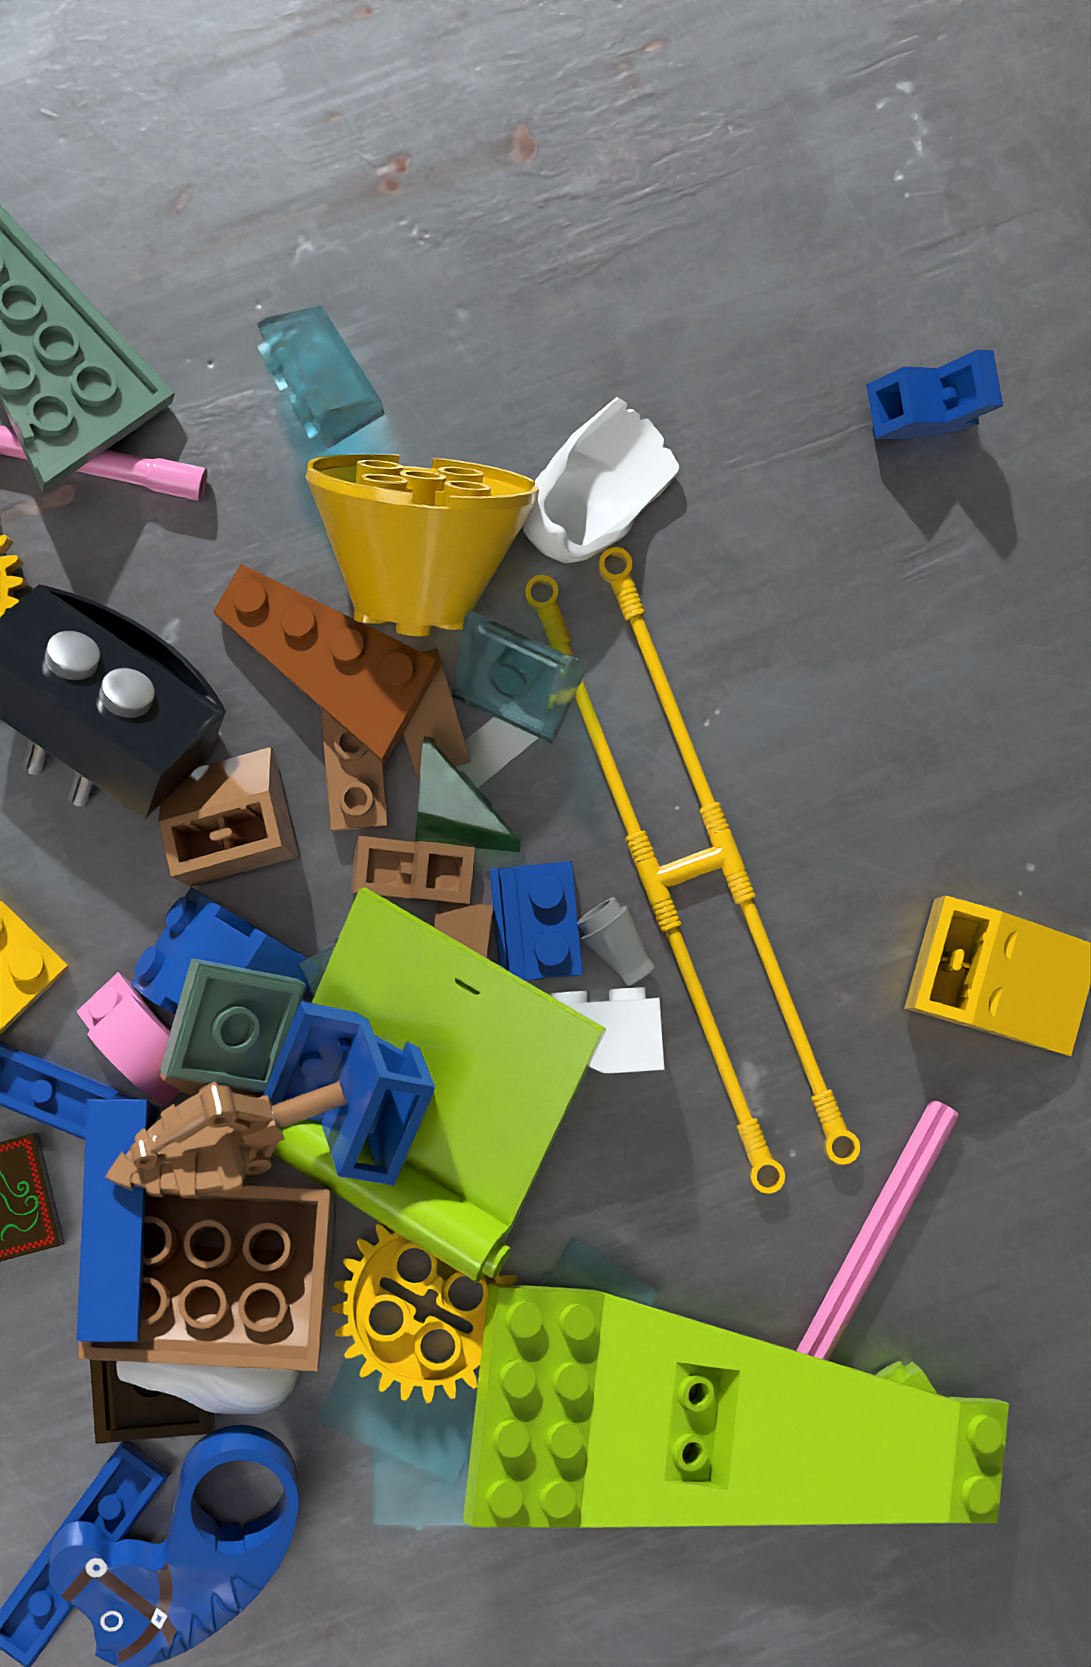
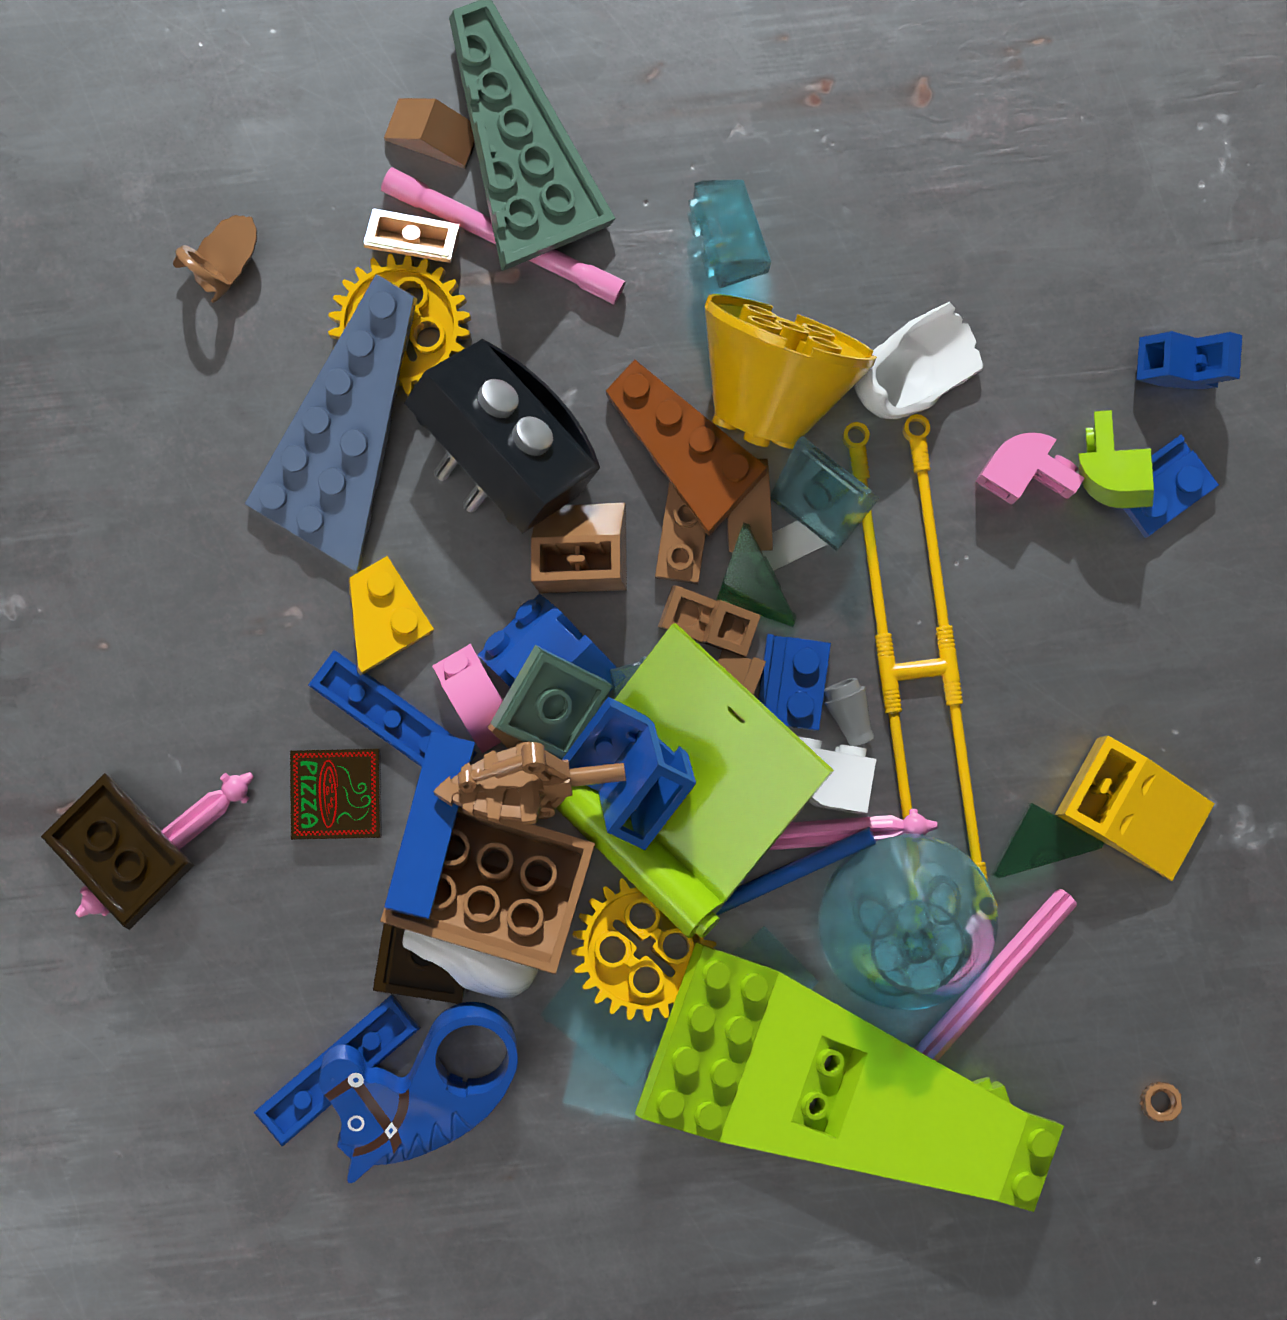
camera: 10 degrees right, 0 degrees up
(598, 1157) = (799, 868): none -> blue bar
(656, 1092) = (826, 832): none -> bright pink wheel
(751, 1189) = (908, 922): none -> clear light blue cone
(758, 570) = (1028, 458): none -> bright pink brick
(878, 565) = (1114, 476): none -> lime brick
(896, 1045) = (1041, 841): none -> clear green tile
(941, 563) = (1178, 483): none -> blue plate

